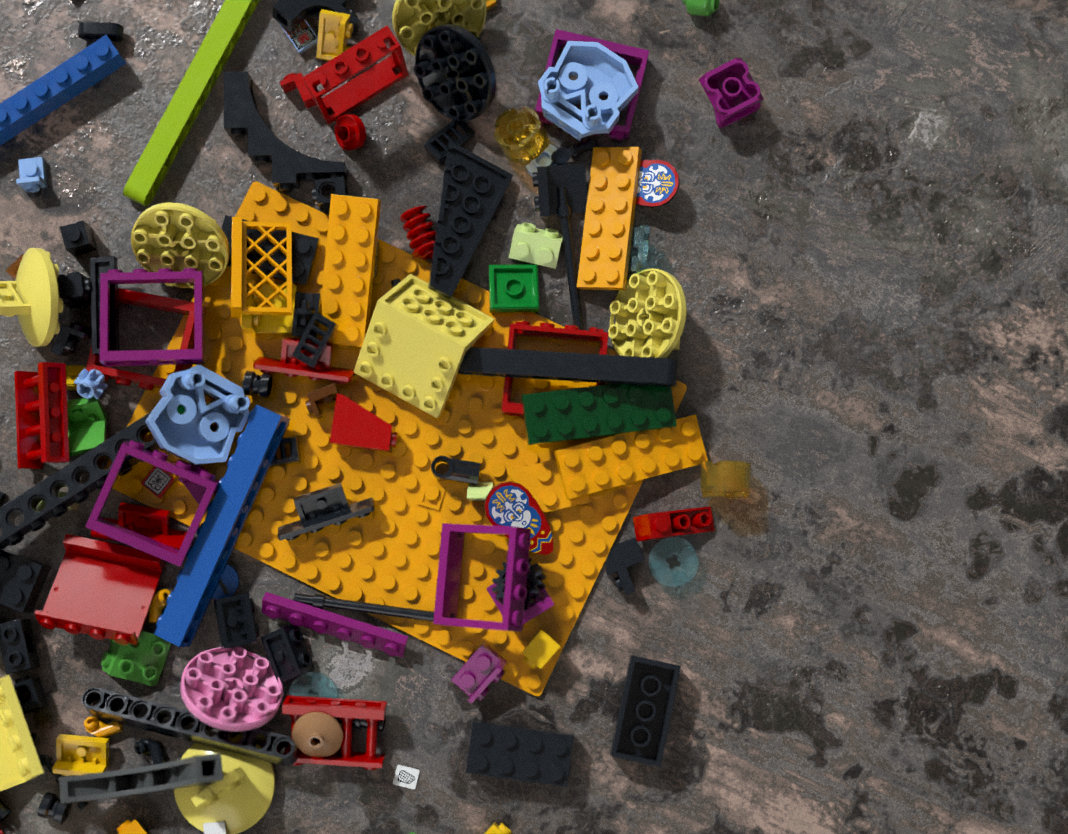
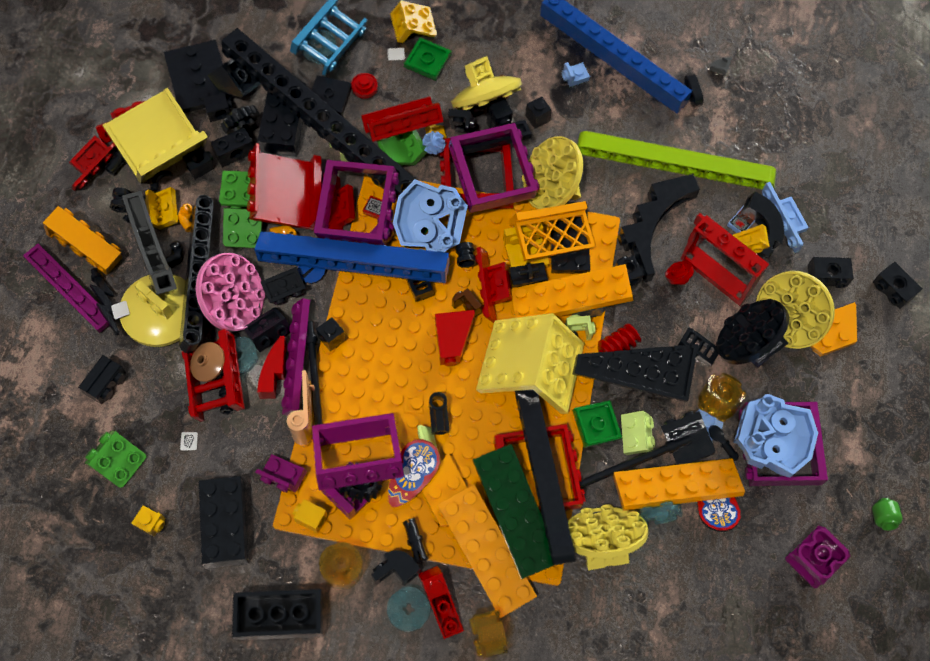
camera: 65 degrees right, 15 degrees down
(84, 654) = (234, 188): none -> bright green bracket
(319, 575) = (331, 334): none -> black brick
(323, 509) = (383, 325): black bracket -> none
(327, 336) = (518, 277): black slope -> none
(344, 656) = (273, 370): none -> red slope
(384, 273) = (581, 323): none -> yellowish green bracket
(432, 637) = (301, 420): none -> light nougat door
(599, 534) = (415, 540): none -> black pin
(621, 624) = (337, 554): none -> clear yellow brick

